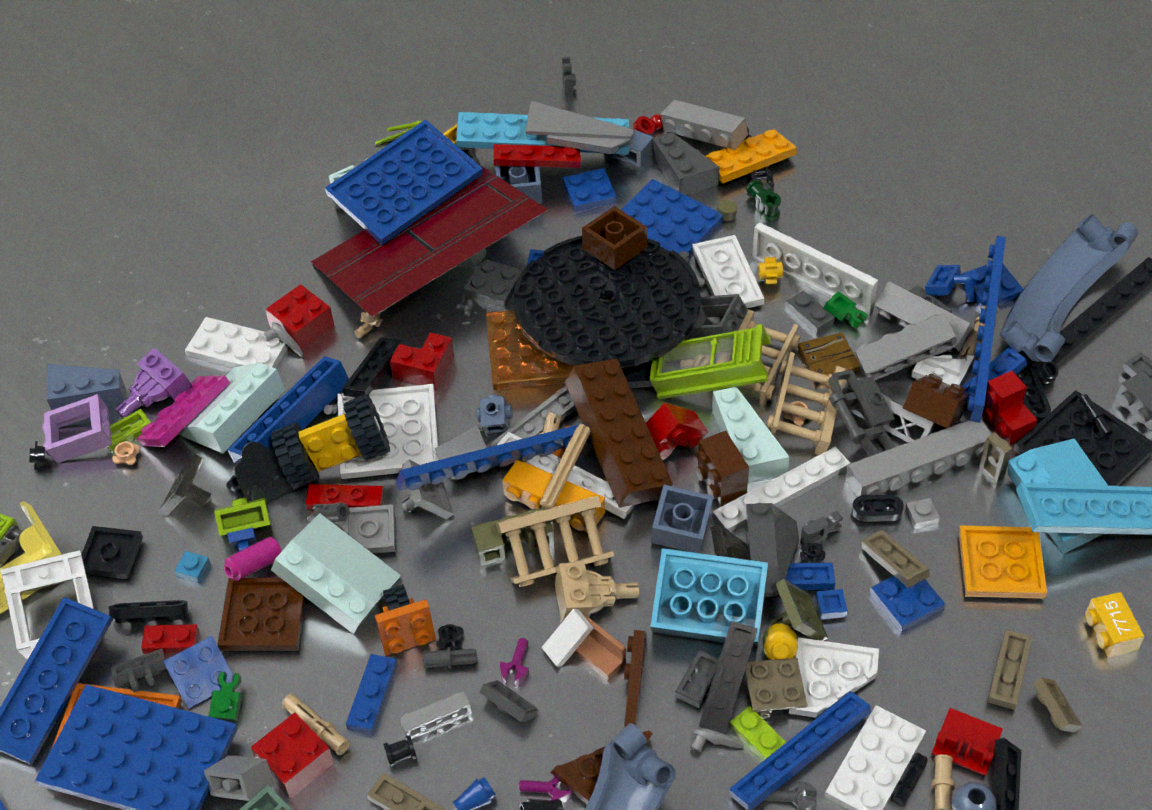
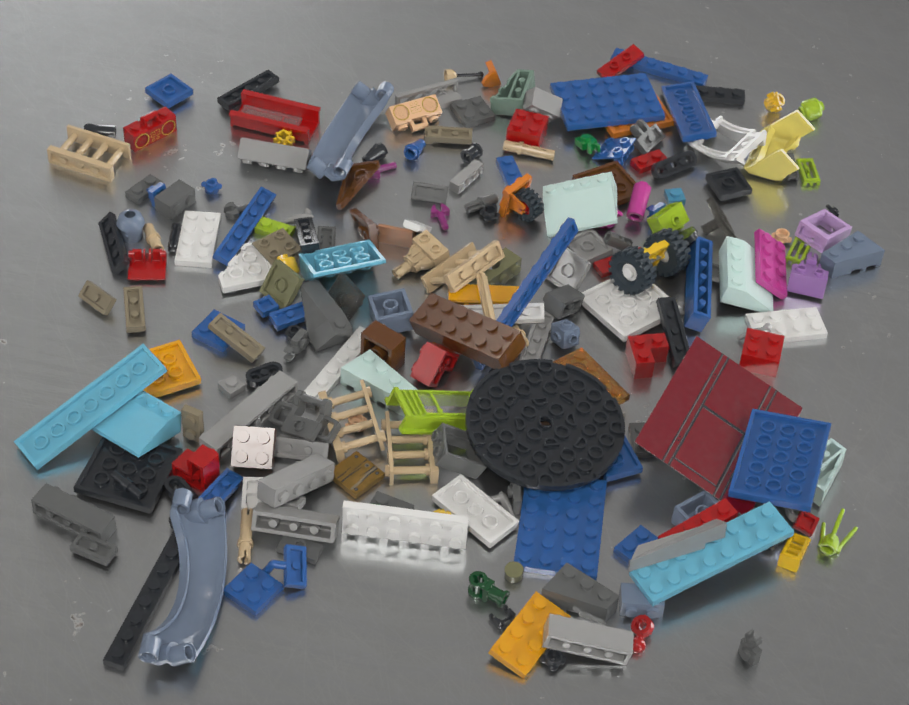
camera: 145 degrees right, 5 degrees down
(614, 237) = (569, 453): reddish brown brick -> none
(986, 332) = (241, 525): blue plate -> none
(1114, 624) = (73, 354): yellow brick -> none

